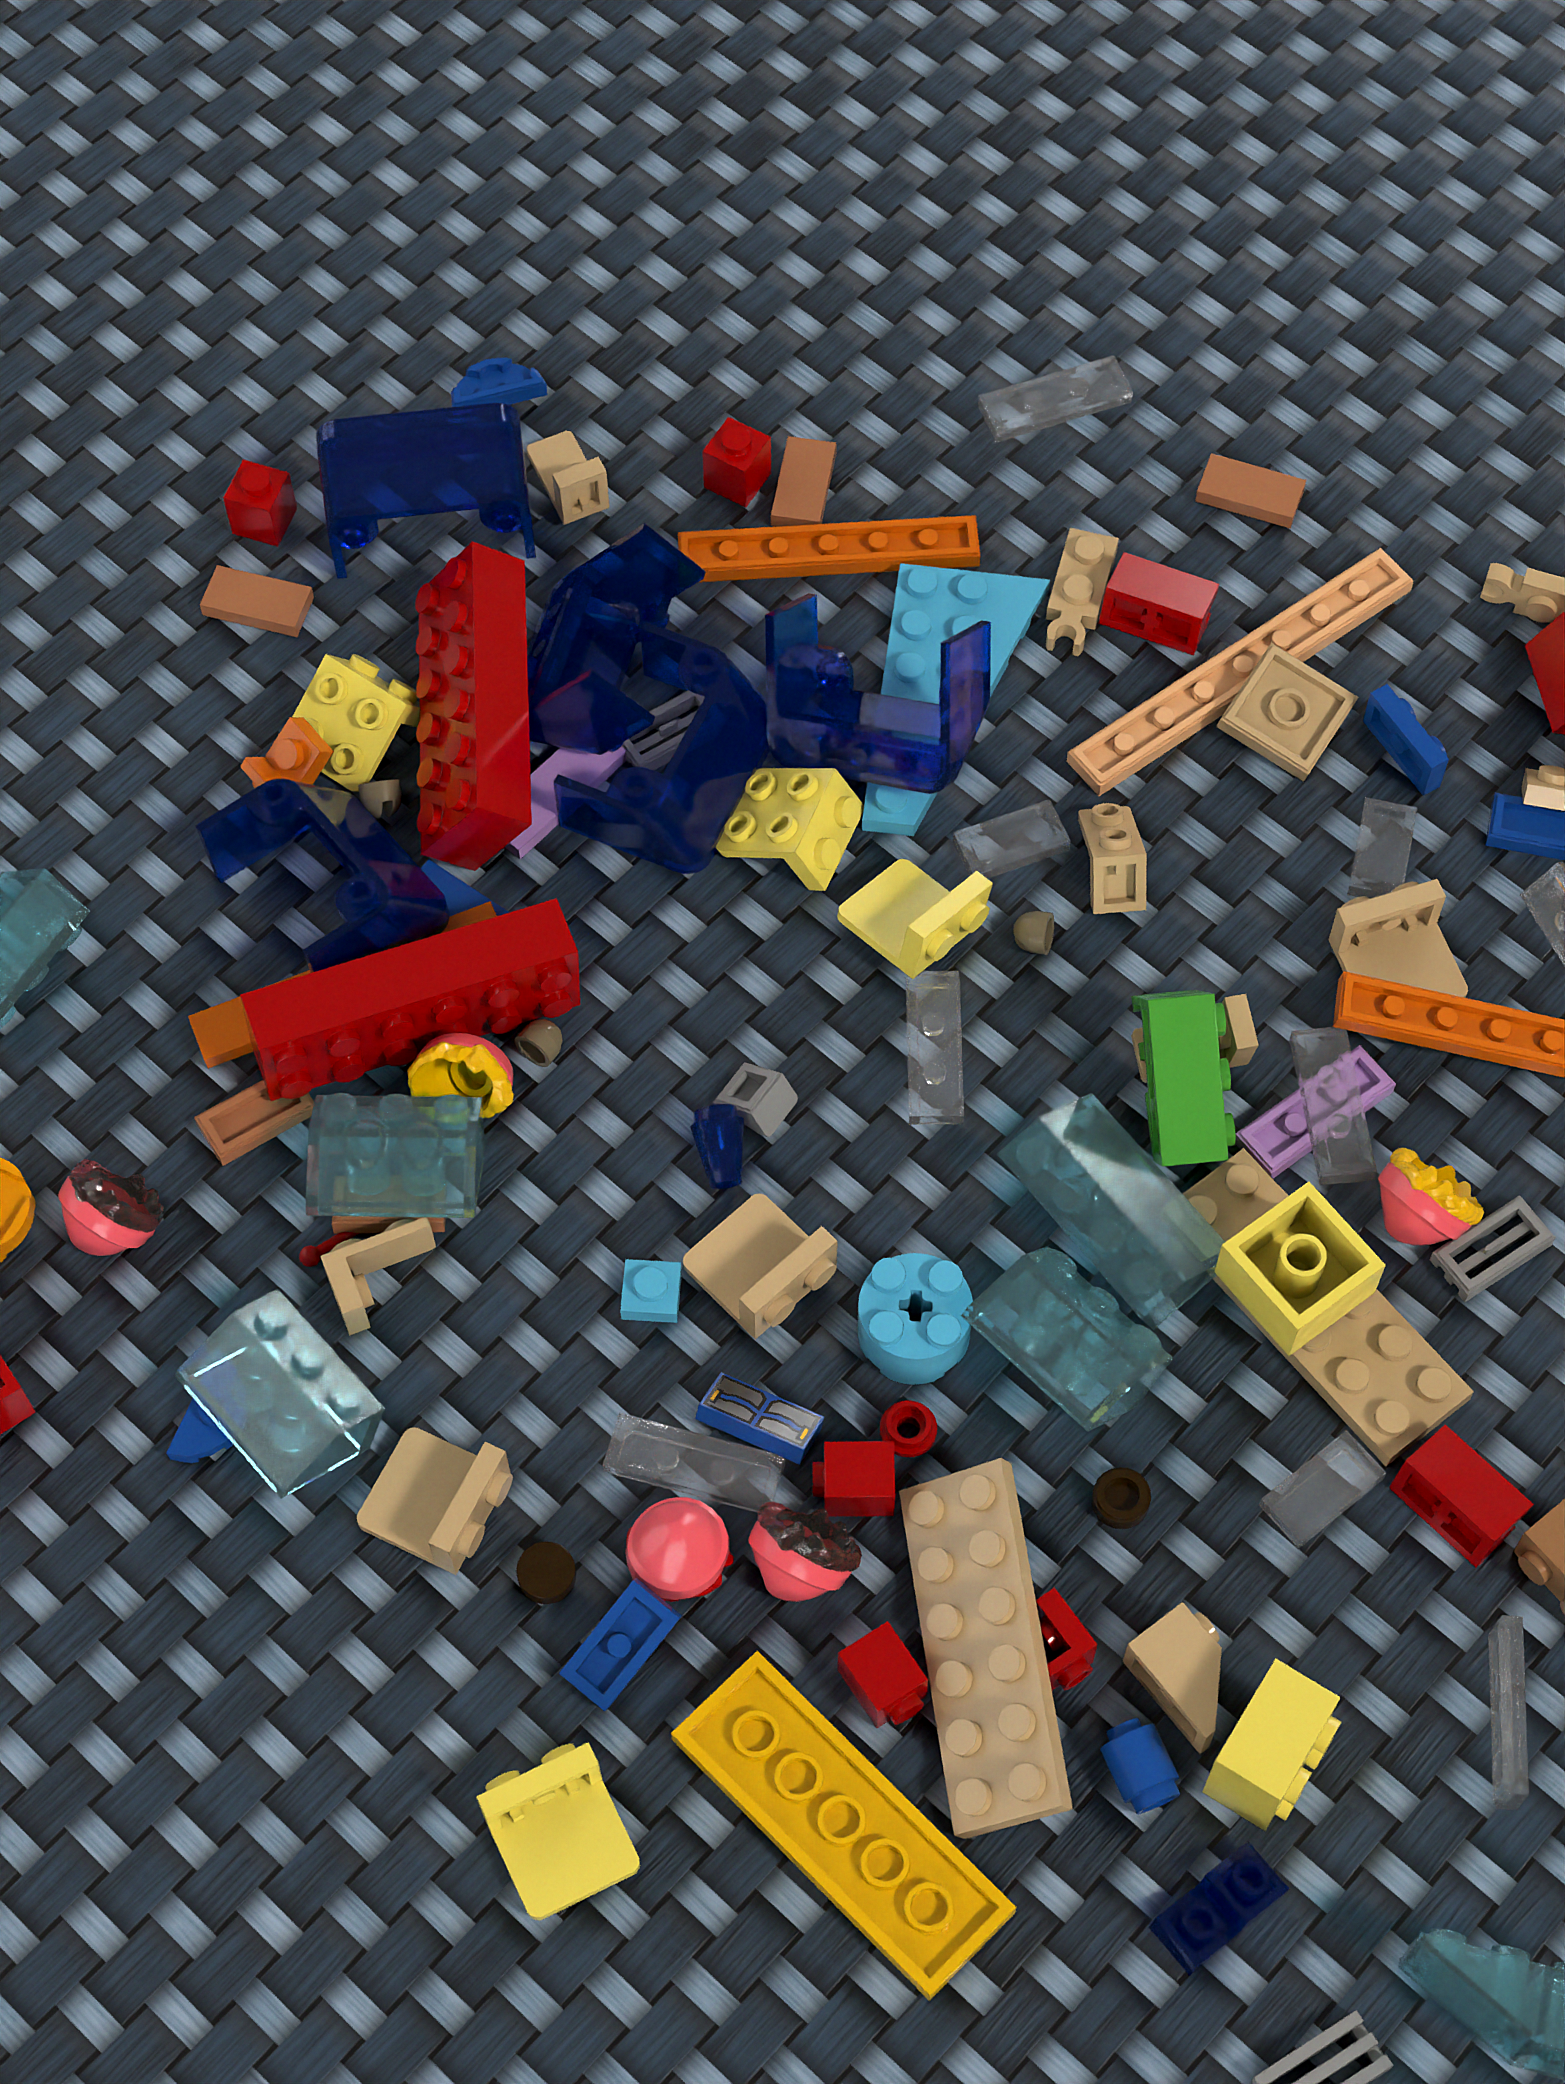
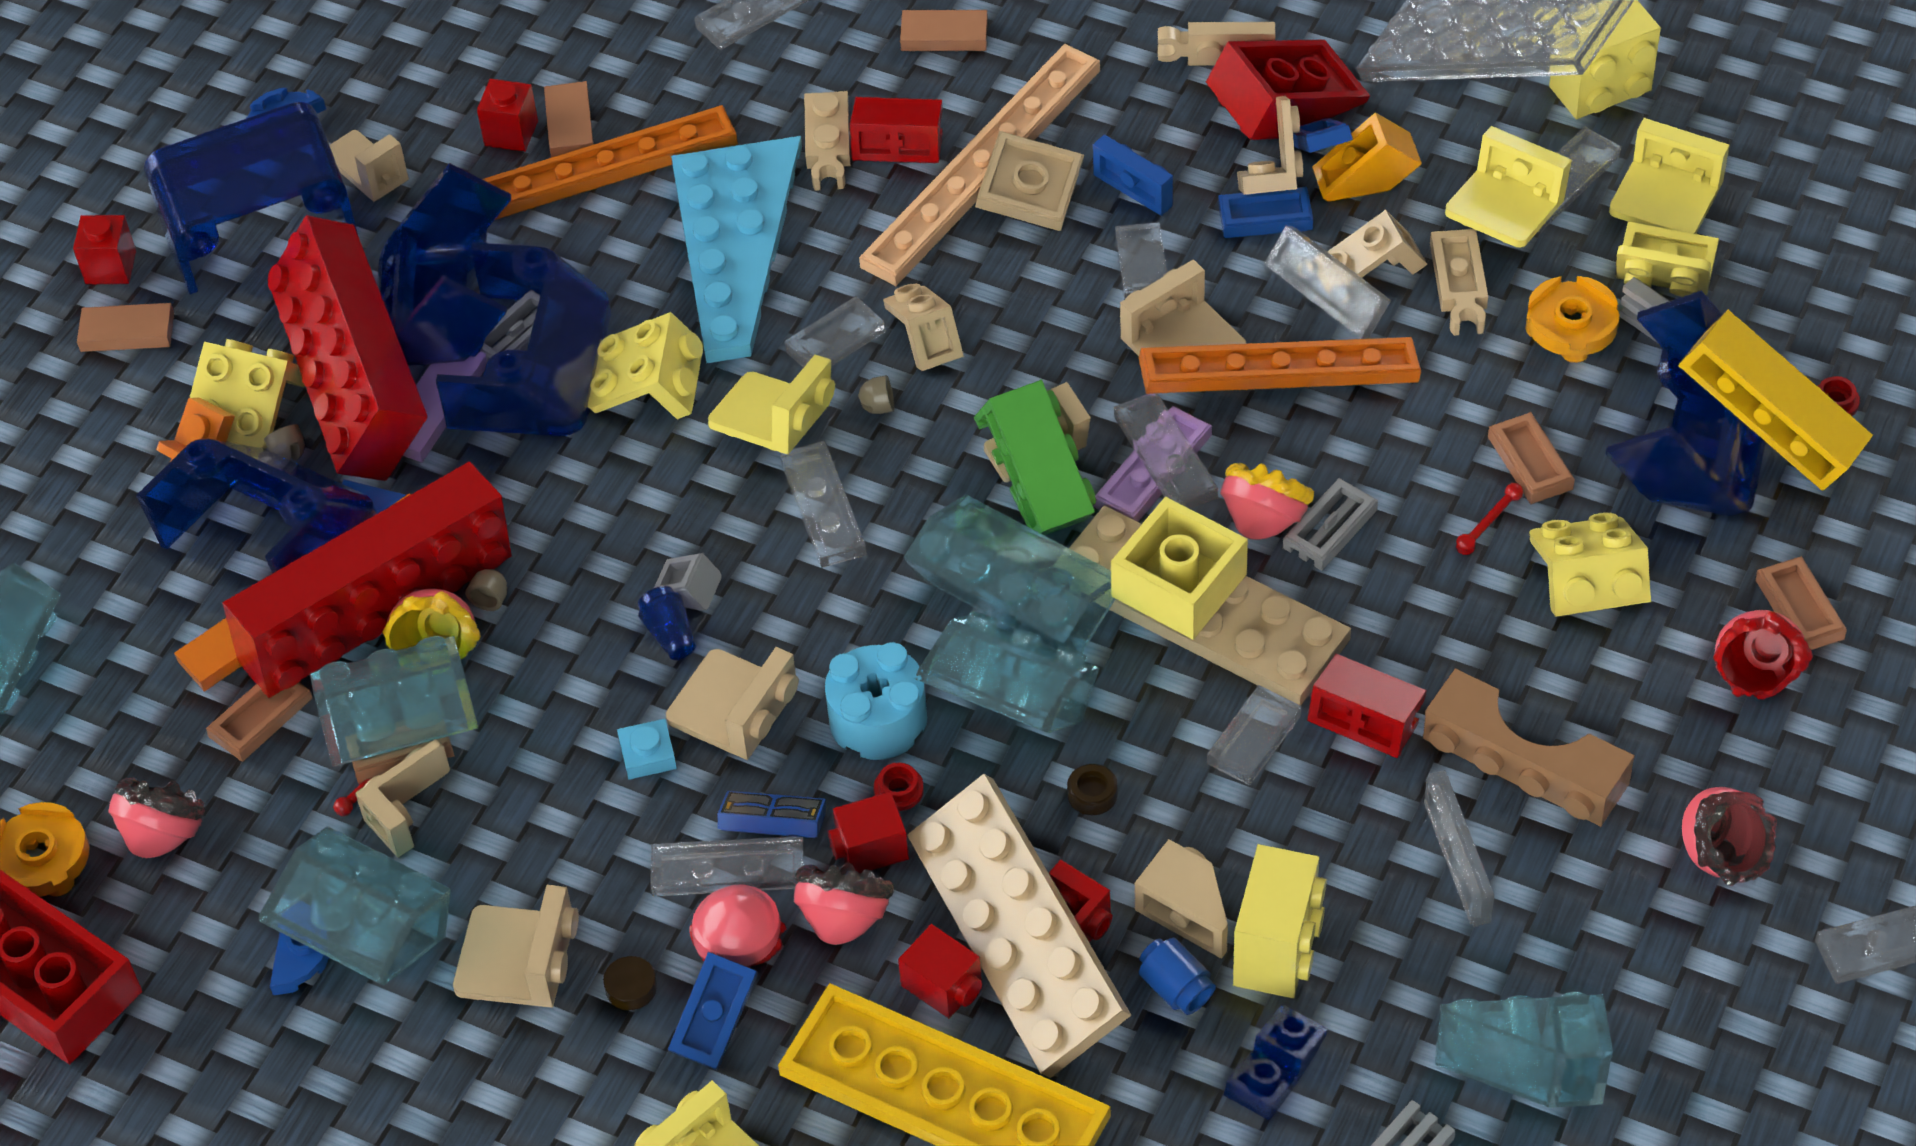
camera: 15 degrees left, 10 degrees down
(869, 736) = (643, 284): clear blue windscreen -> none

